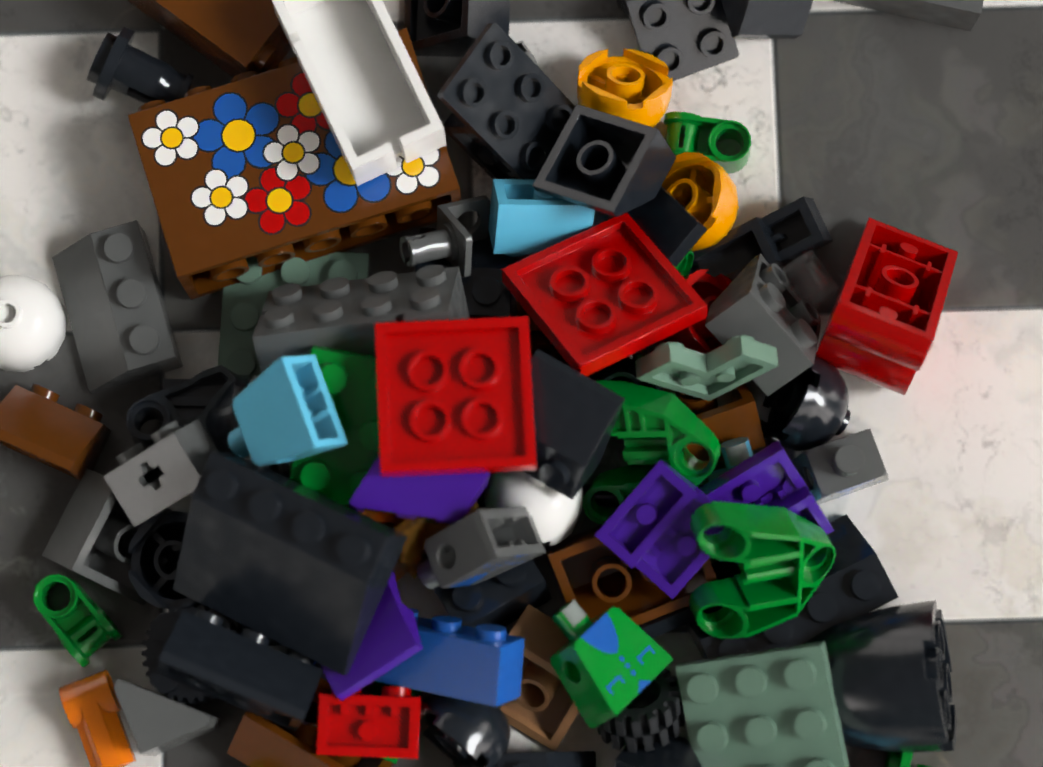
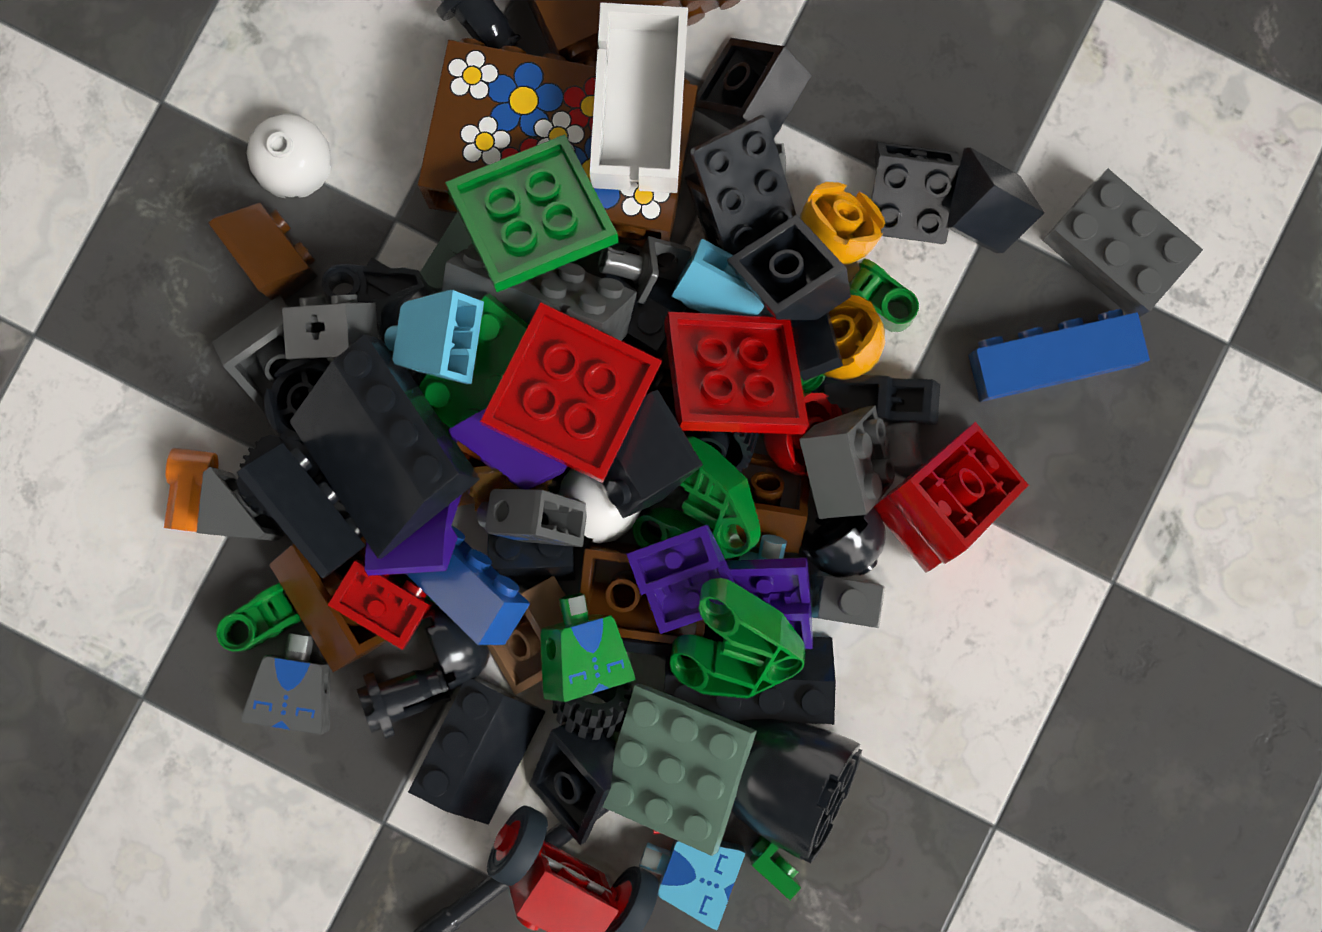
camera: 25 degrees right, 5 degrees up
(76, 620) = (212, 404): green piece -> none
(116, 307) = (370, 184): dark grey slope -> none
(313, 241) = (531, 213): none -> green plate
(710, 373) = (781, 477): sand green plate -> none
(915, 107) = (1058, 356): none -> blue brick

